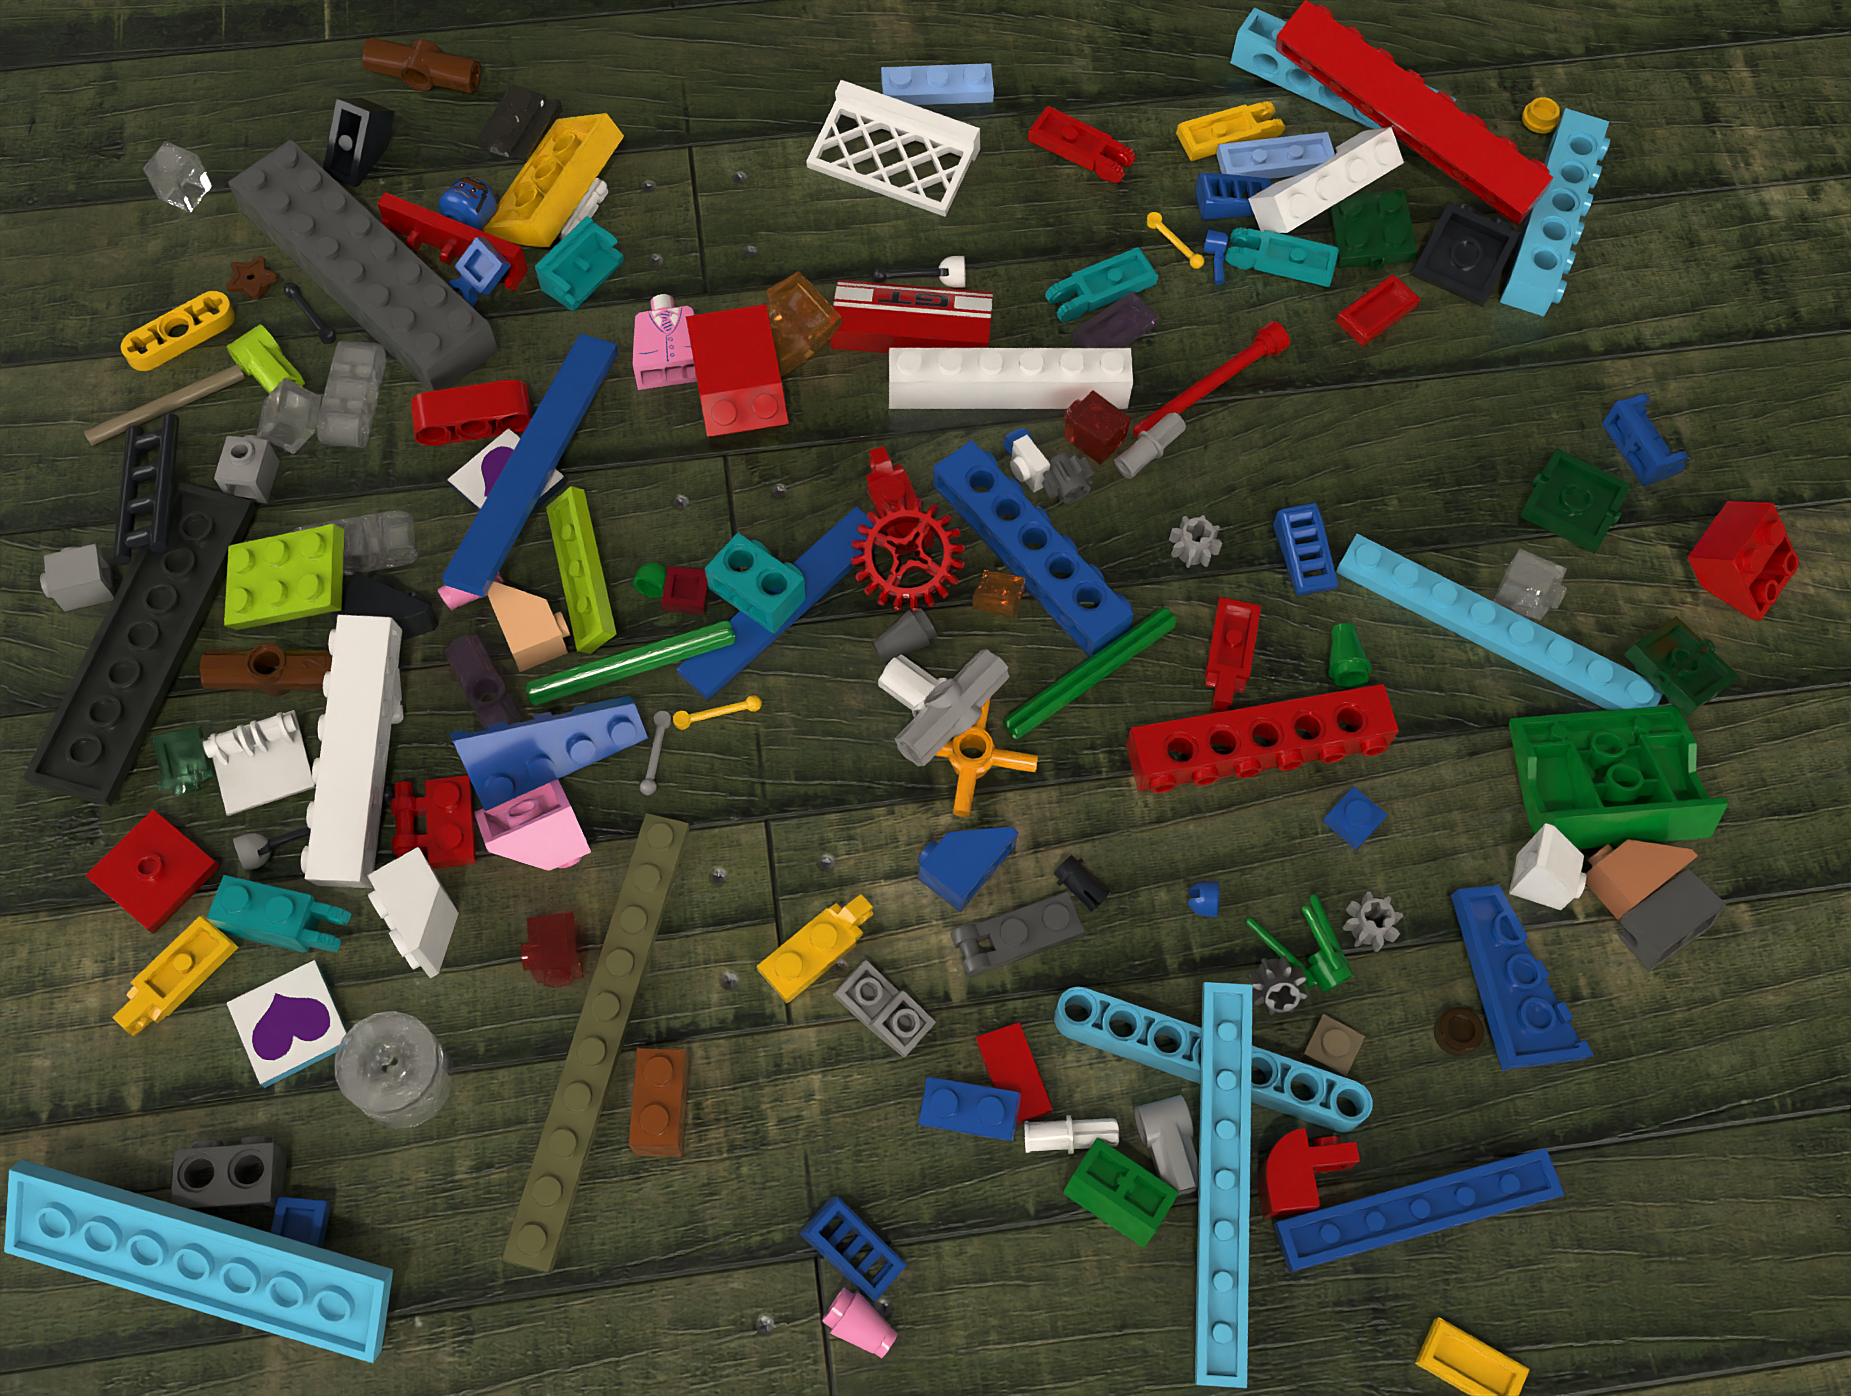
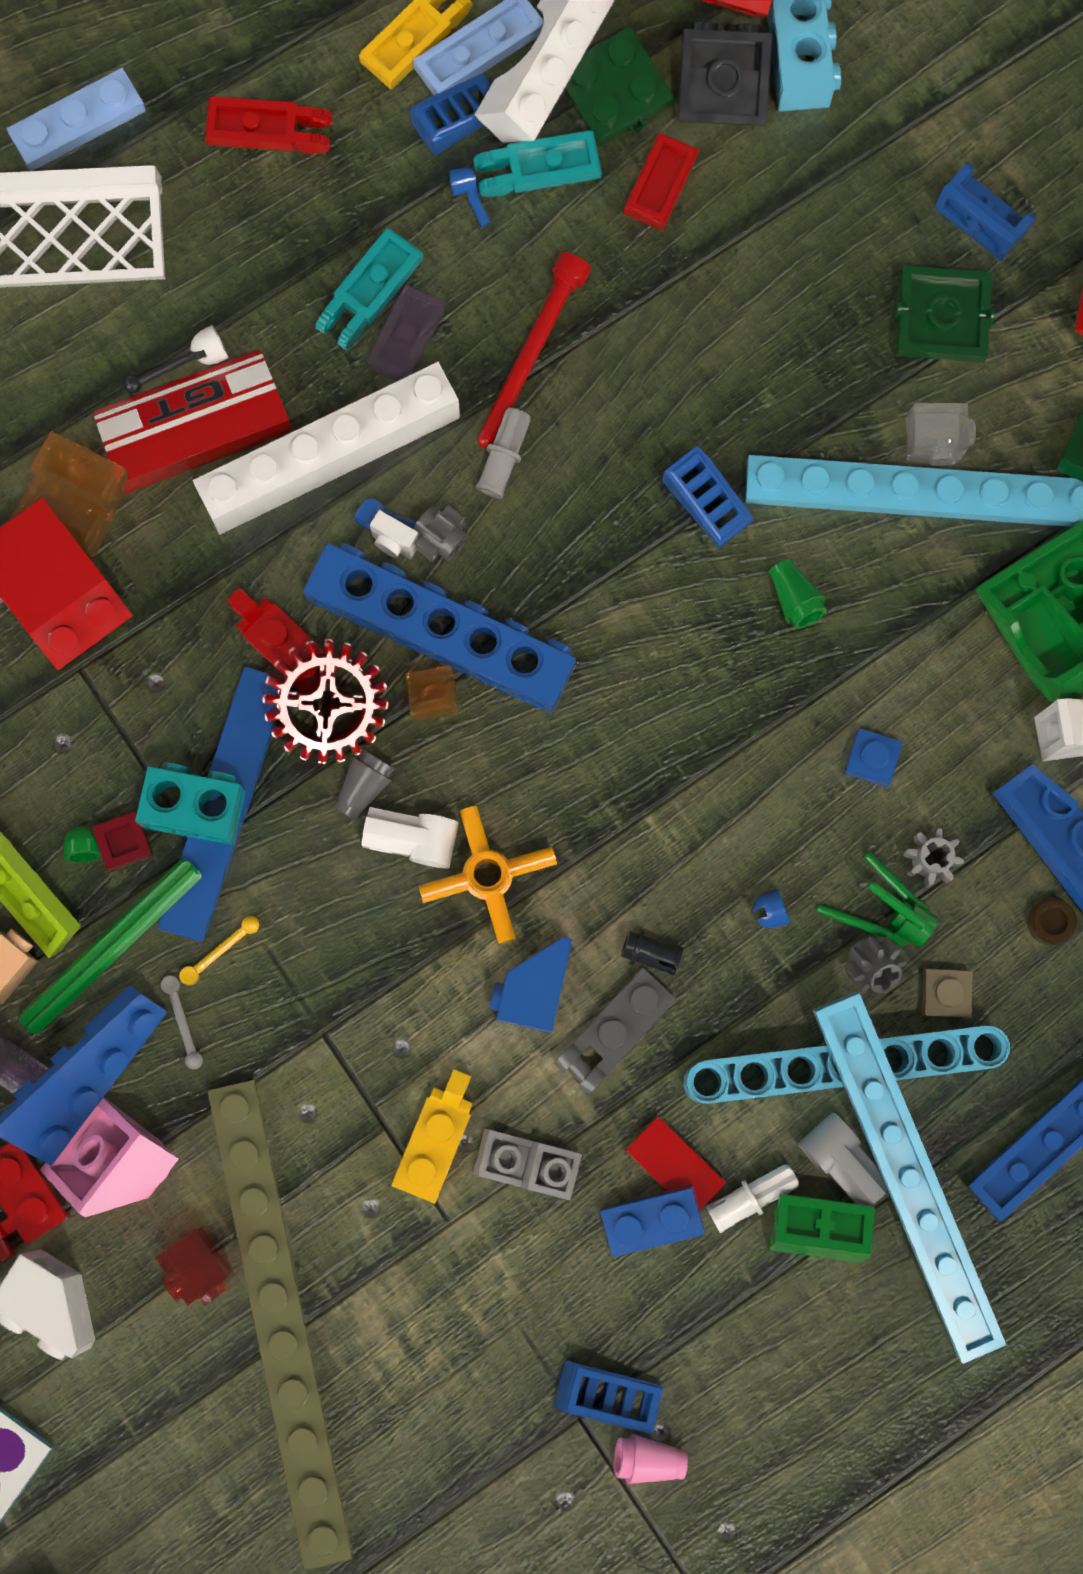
camera: 30 degrees left, 15 degrees up
(407, 1091) = (112, 1431): clear wheel -> none
(659, 1102) = (371, 1361): dark orange brick -> none
(952, 707) = (450, 846): light grey piece -> none
(1089, 673) = (558, 731): green axle -> none
(1096, 426) = (441, 463): clear red brick -> none
(1154, 221) = (386, 182): yellow hinge -> none
(1195, 530) = (606, 534): light grey gear -> none
(1231, 650) = (683, 642): red hinge -> none
(1288, 1172) = (957, 1129): red brick -> none
(1362, 708) = (838, 645): red brick -> none

